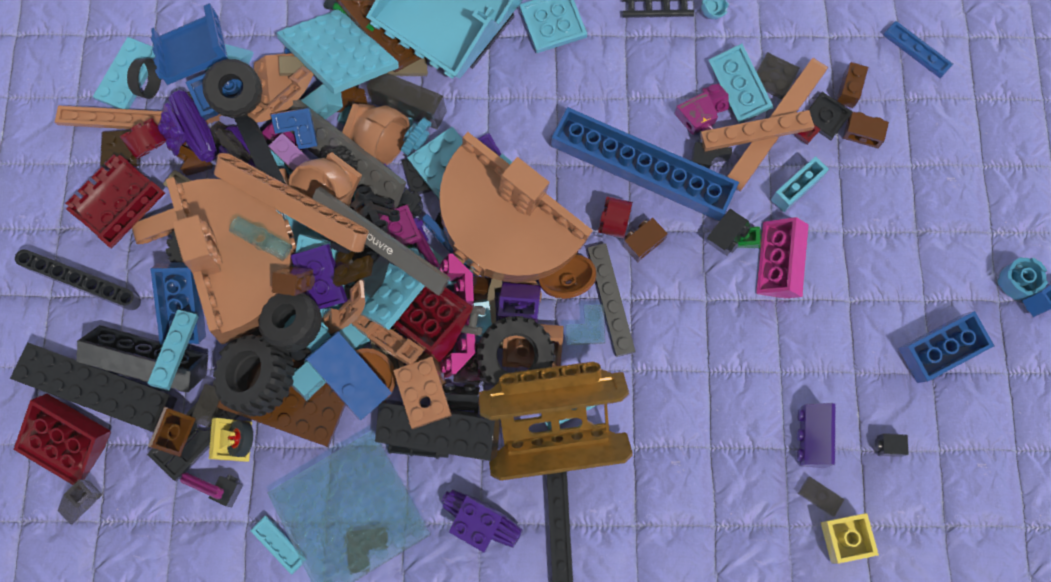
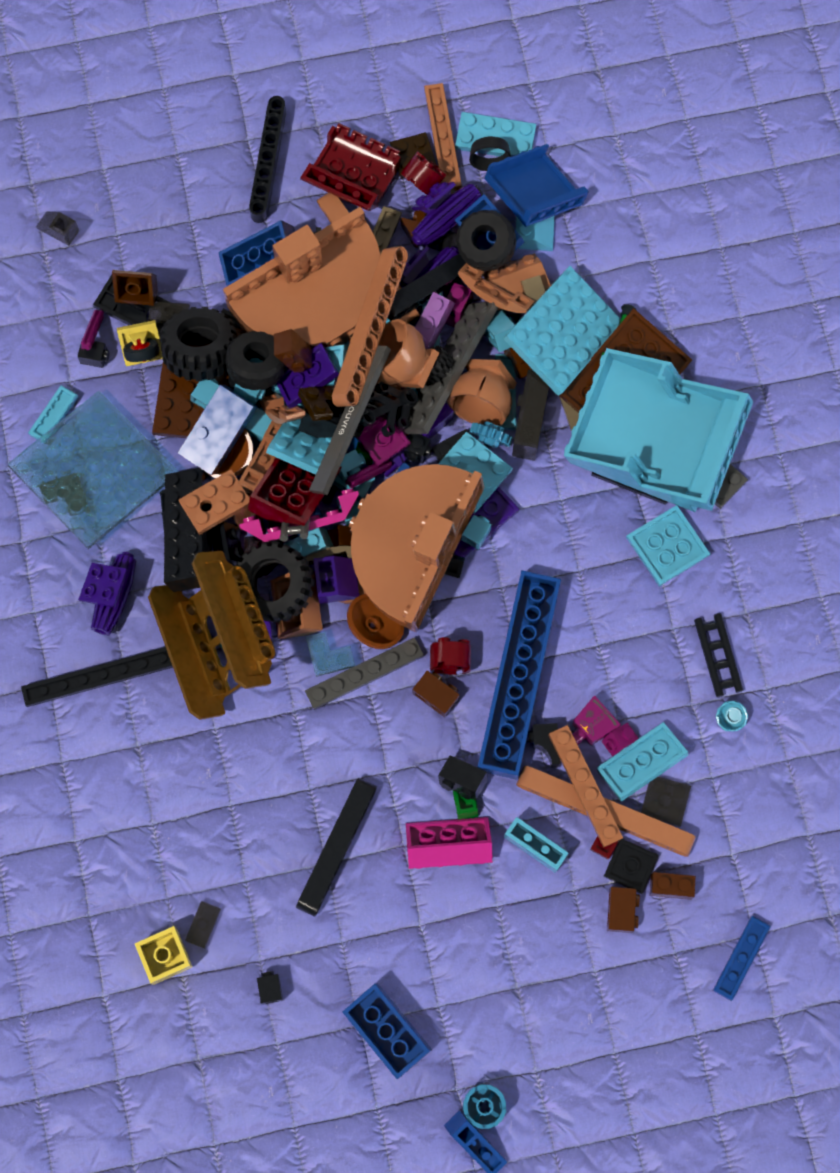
camera: 75 degrees right, 0 degrees up
(60, 438) = (112, 193): dark red slope -> none
(91, 387) = (165, 205): black brick -> none
(136, 357) = (200, 241): black brick -> none
(173, 350) = (209, 264): medium azure plate -> none
(233, 145) = (433, 258): clear smoke plate -> none
(250, 232) = (324, 321): clear light blue piece -> none
(298, 121) = (468, 313): blue plate -> none
(769, 357) = (336, 847): none -> black beam
(817, 435) = (261, 905): dark purple slope -> none

